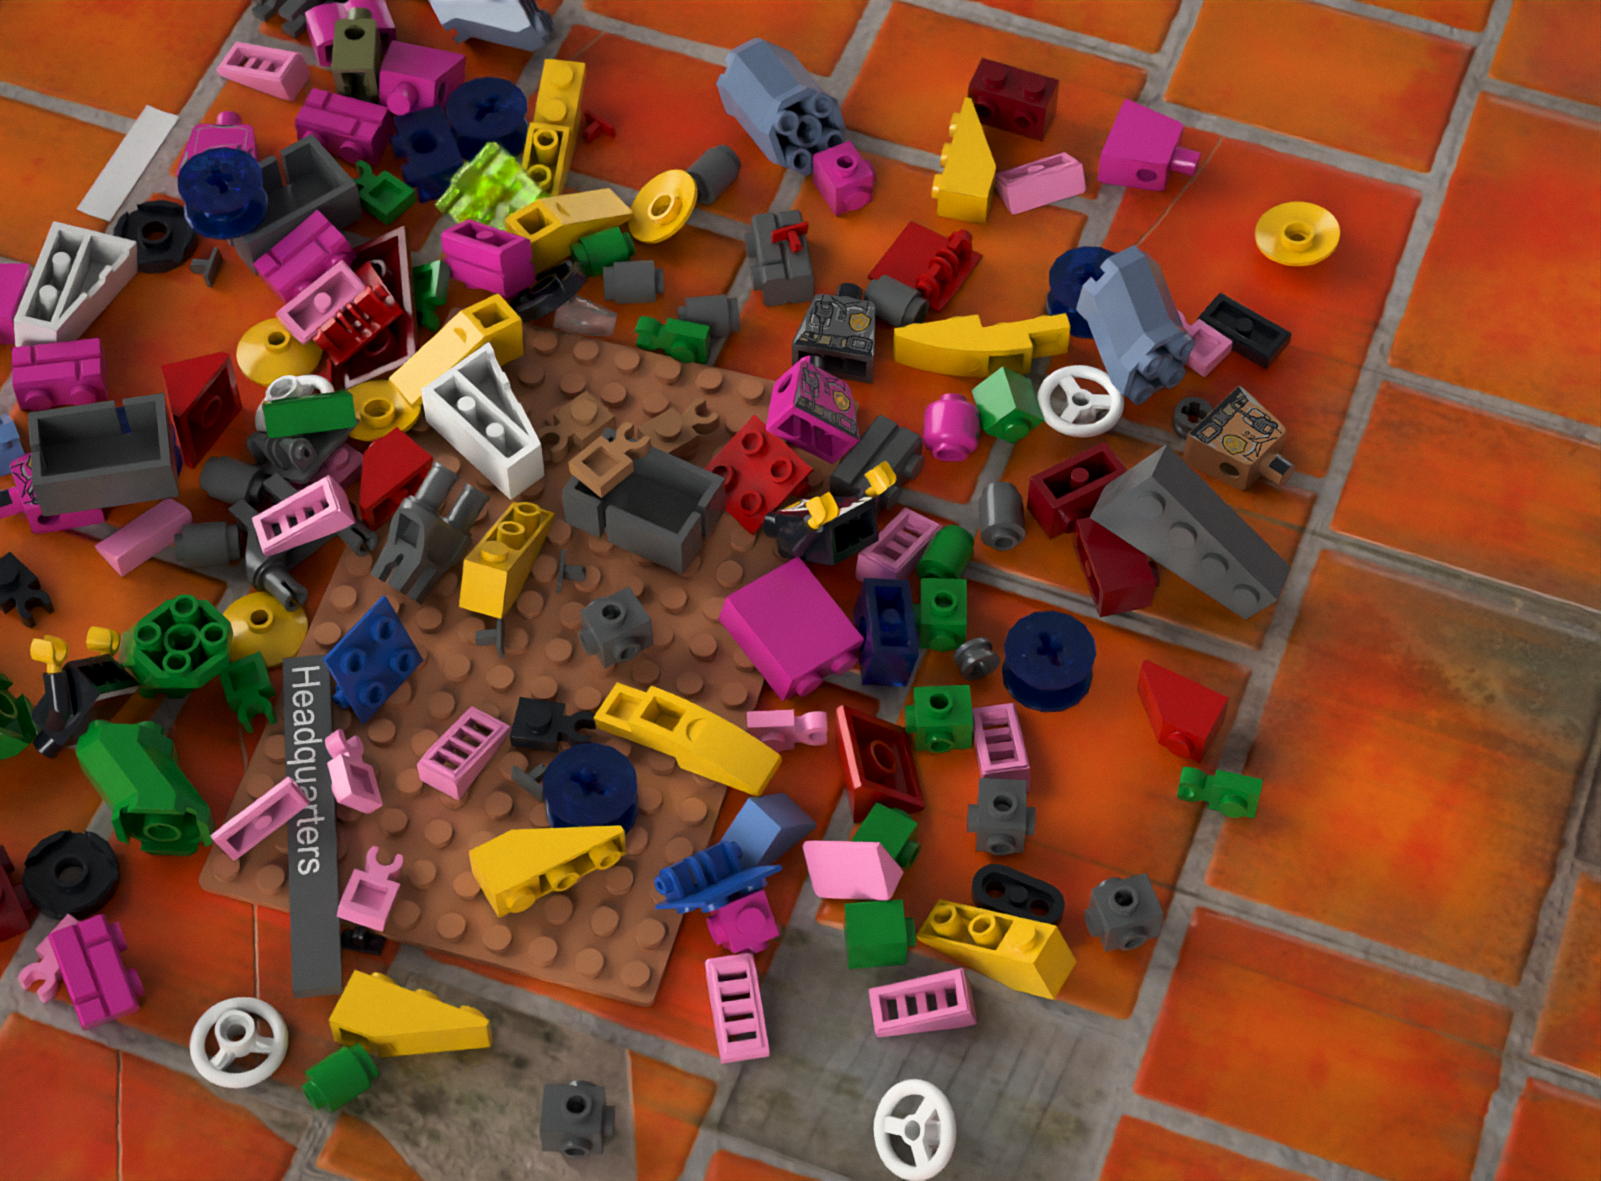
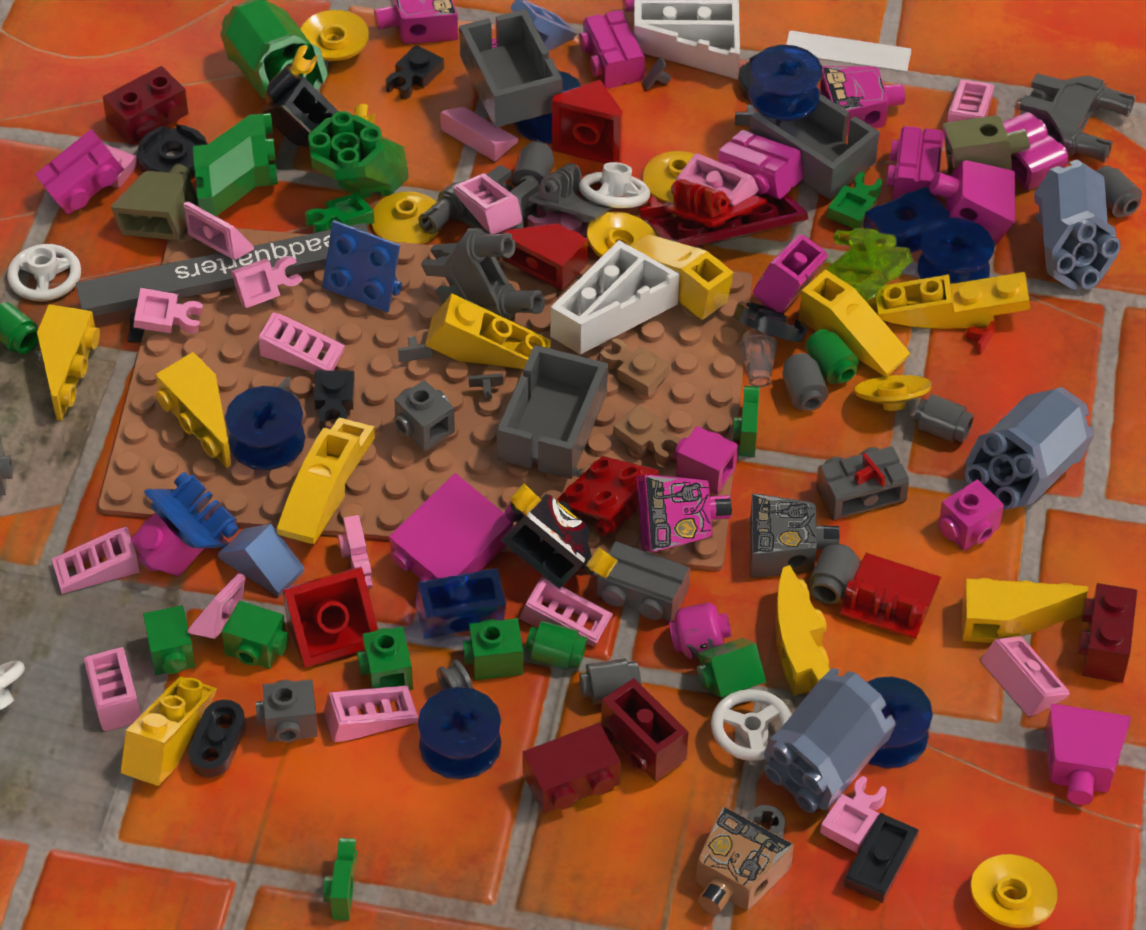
camera: 80 degrees right, 5 degrees down
(112, 341) = (656, 73): none -> dark grey piece
(177, 884) = (156, 204): none -> olive torso
(208, 544) = (469, 160): dark grey brick -> none
(309, 414) = (590, 184): green slope -> none
(430, 291) = (758, 250): green plate -> none
(608, 463) = (561, 359): medium nougat plate -> none
(713, 311) = (781, 441): dark grey brick -> none
(734, 377) = (706, 457): none -> dark pink brick
(1124, 912) = (204, 811): dark grey brick -> none
(1180, 710) = (422, 839): red slope -> none
(1192, 532) = (591, 814): dark grey wedge -> none

